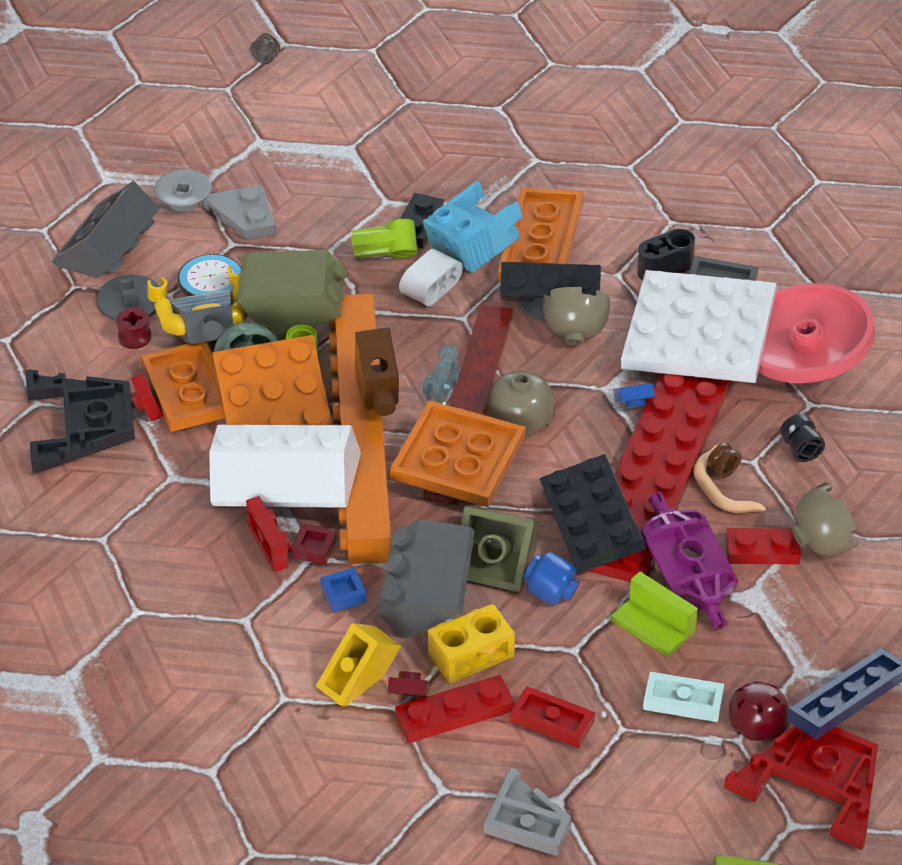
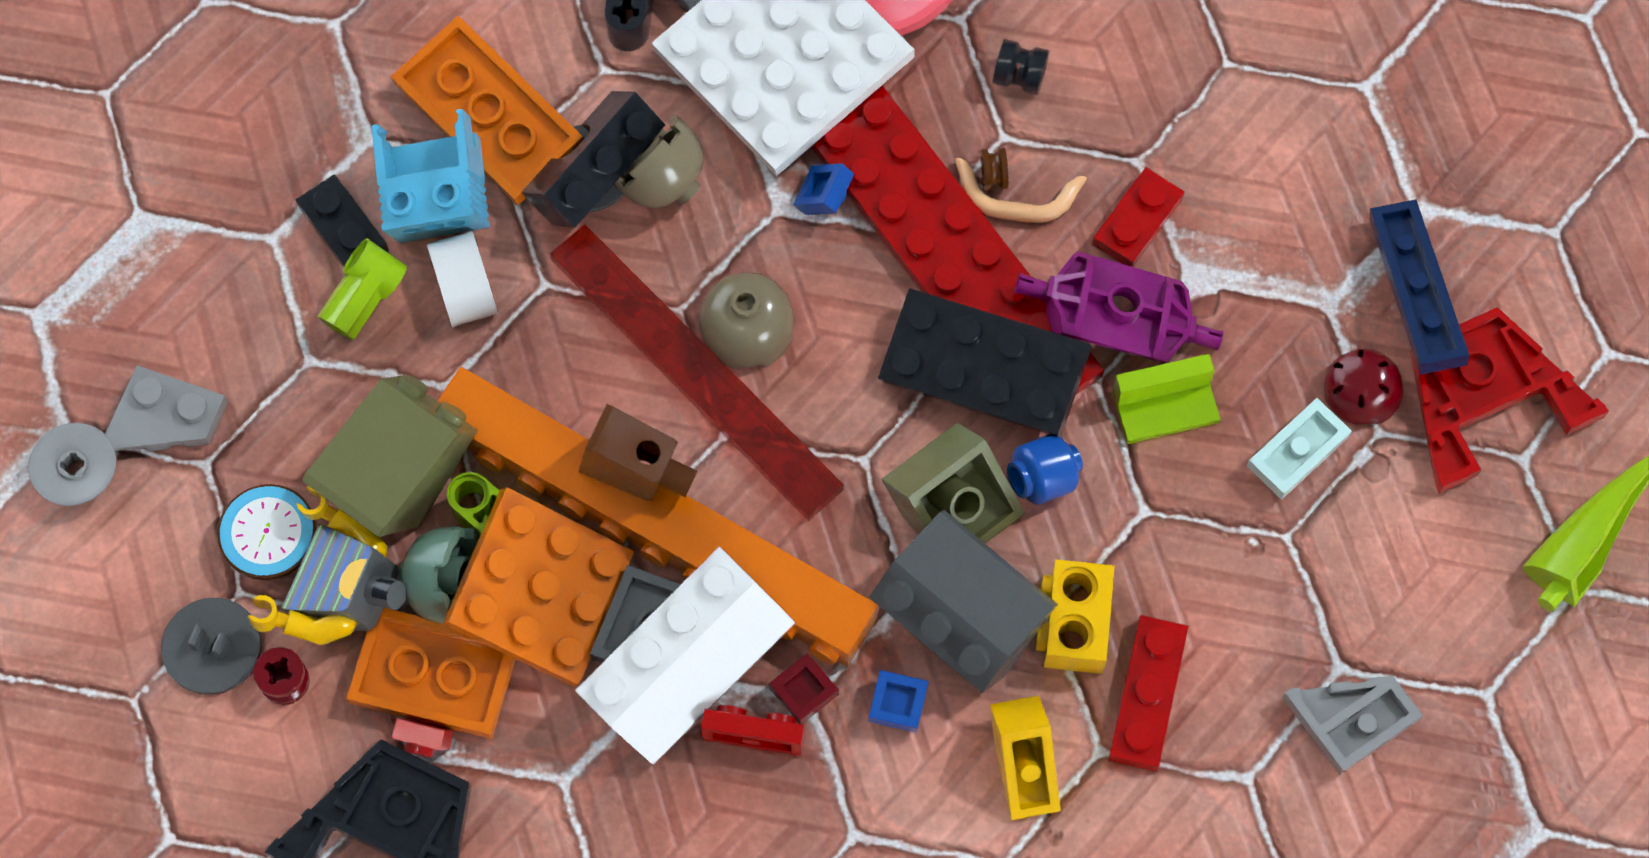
camera: 55 degrees left, 25 degrees up
(108, 232) = (79, 606): dark grey slope -> none
(408, 684) = (1096, 724): dark red plate -> none
(444, 377) = (635, 362): clear light blue plate -> none
(457, 453) = (790, 443): orange plate -> none
(552, 716) = (1236, 600): red plate -> none
(824, 523) = (1174, 140): dark tan cylinder -> none

